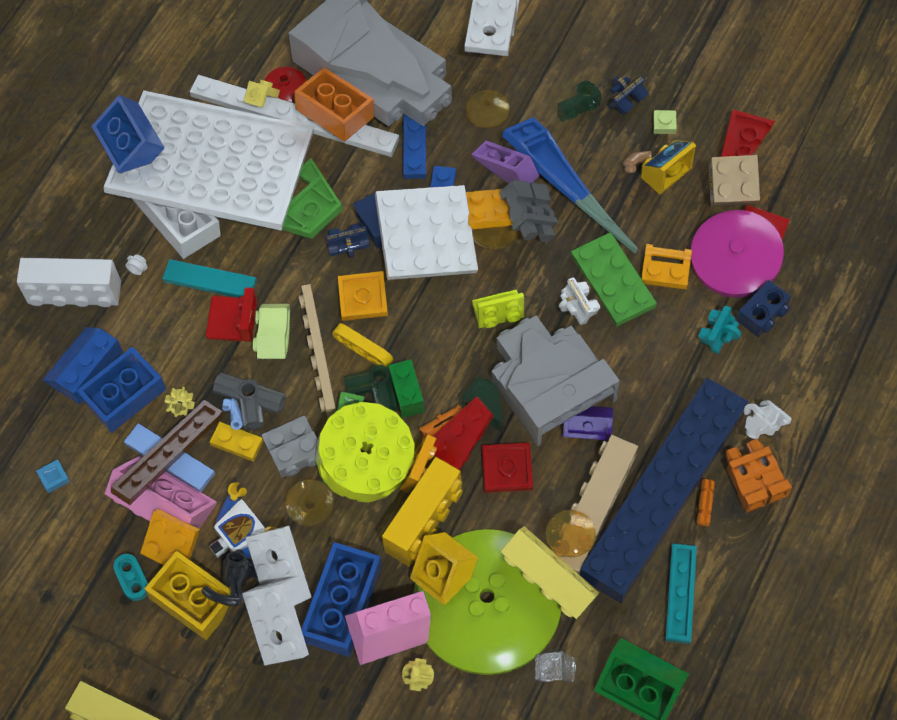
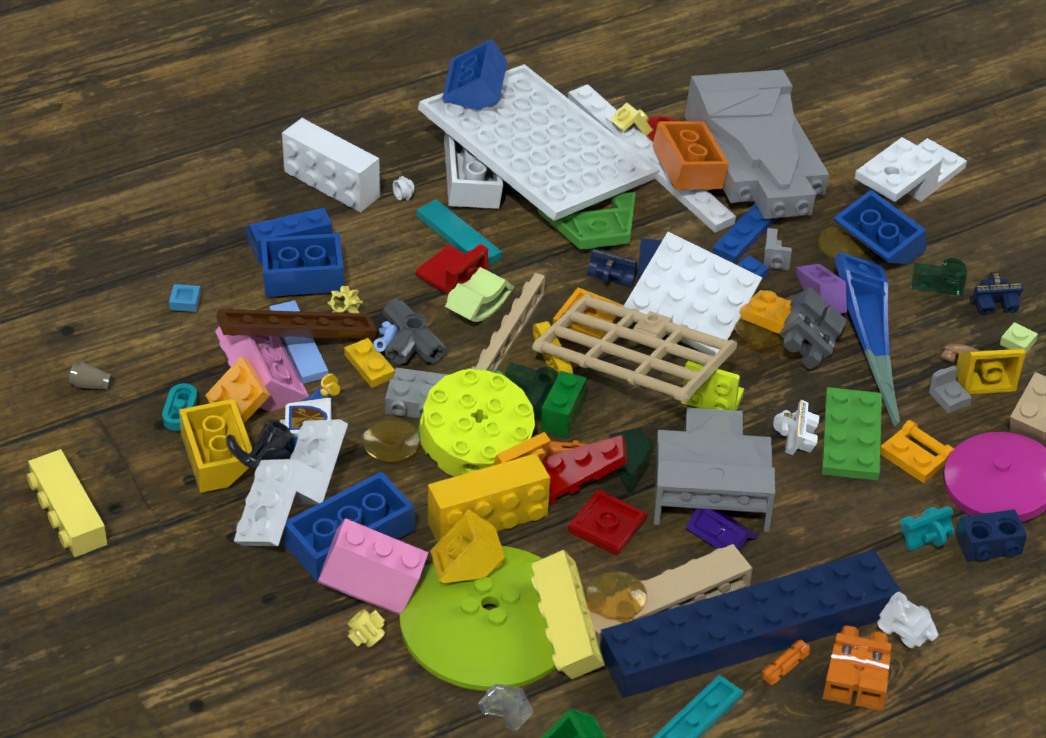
camera: 30 degrees right, 20 degrees down
(40, 597) = (89, 377): none -> dark tan cone
(429, 295) = (648, 332): none -> tan door
(448, 152) = (775, 255): none -> light grey bracket
(513, 85) = (883, 229): none -> blue slope
(652, 200) = (948, 391): none -> light grey bracket

